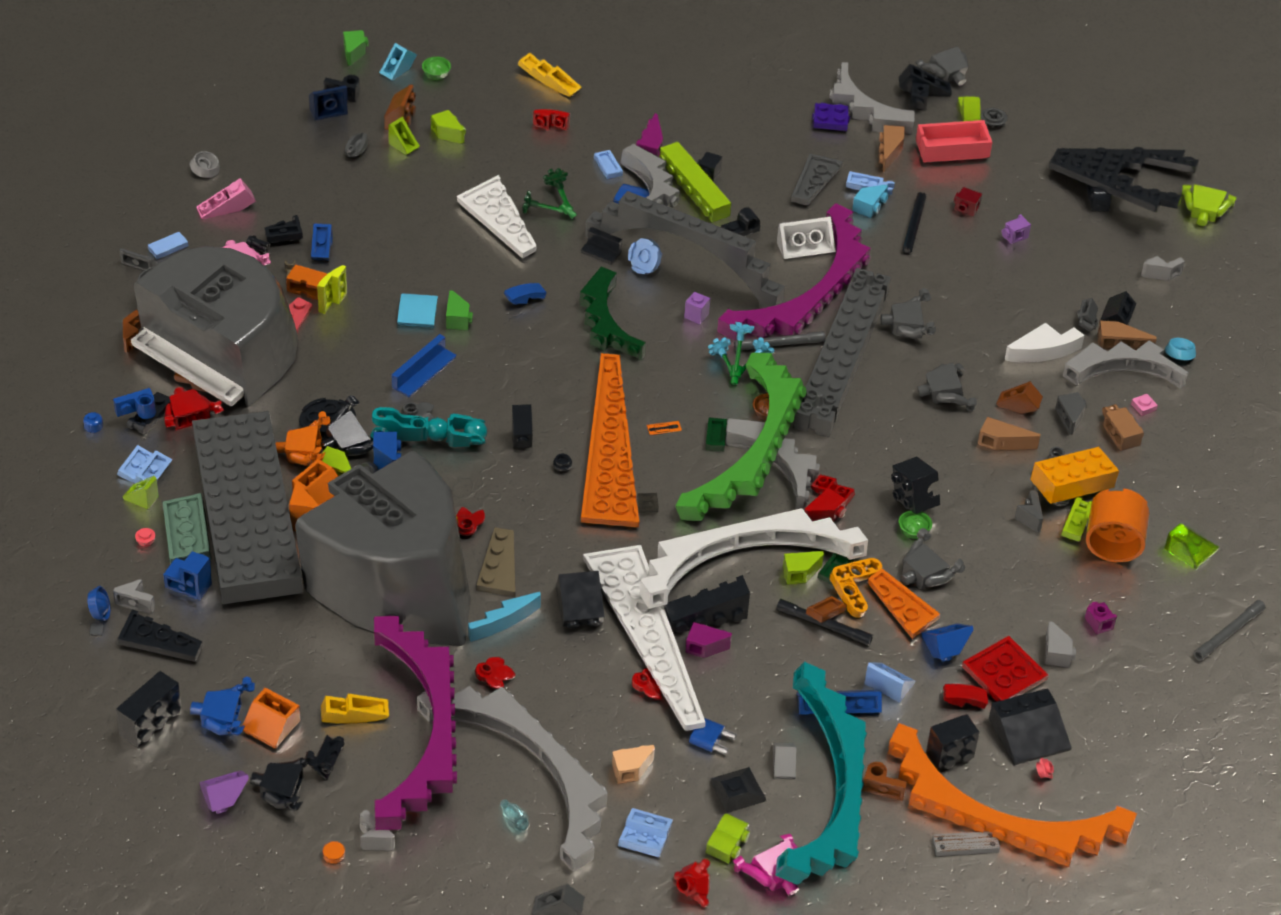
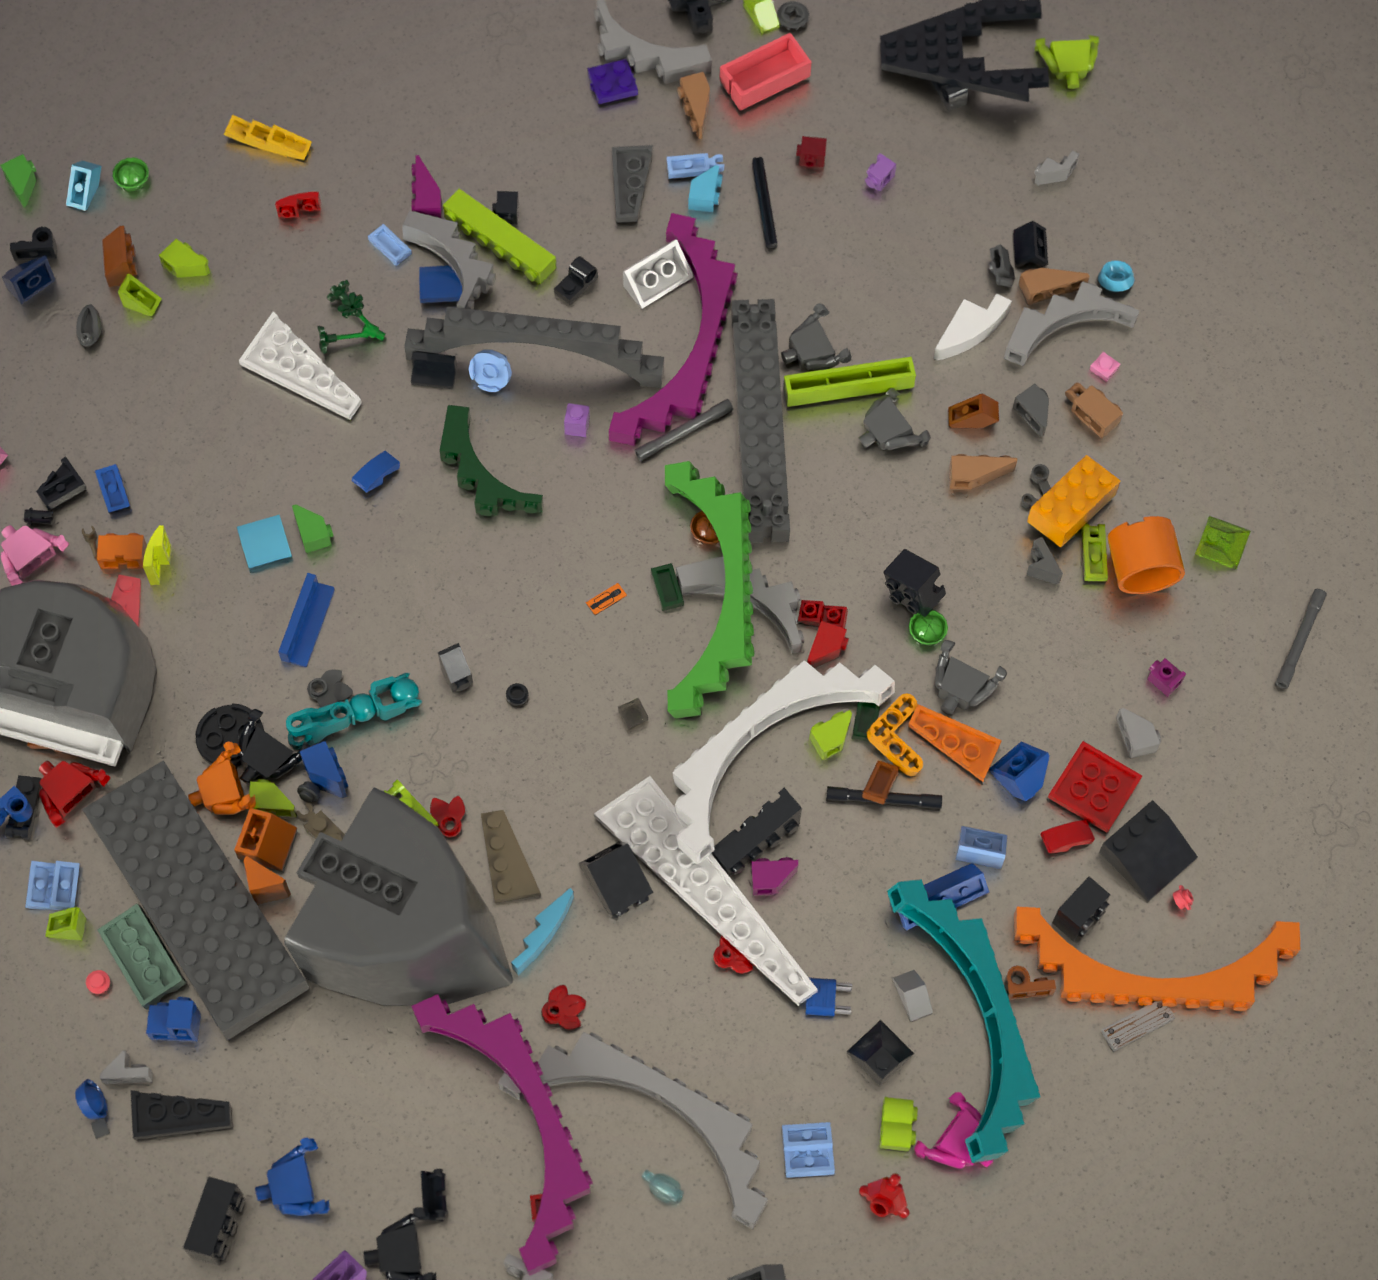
camera: 20 degrees left, 20 degrees up
(271, 718) = (351, 1174): orange slope -> none
(353, 709) = (434, 1121): yellow slope -> none
(609, 476) = (579, 699): orange wing -> none
(632, 763) = (758, 1071): light nougat slope -> none
(721, 348) = (651, 453): medium azure plant -> none
(926, 347) = (849, 381): none -> lime brick

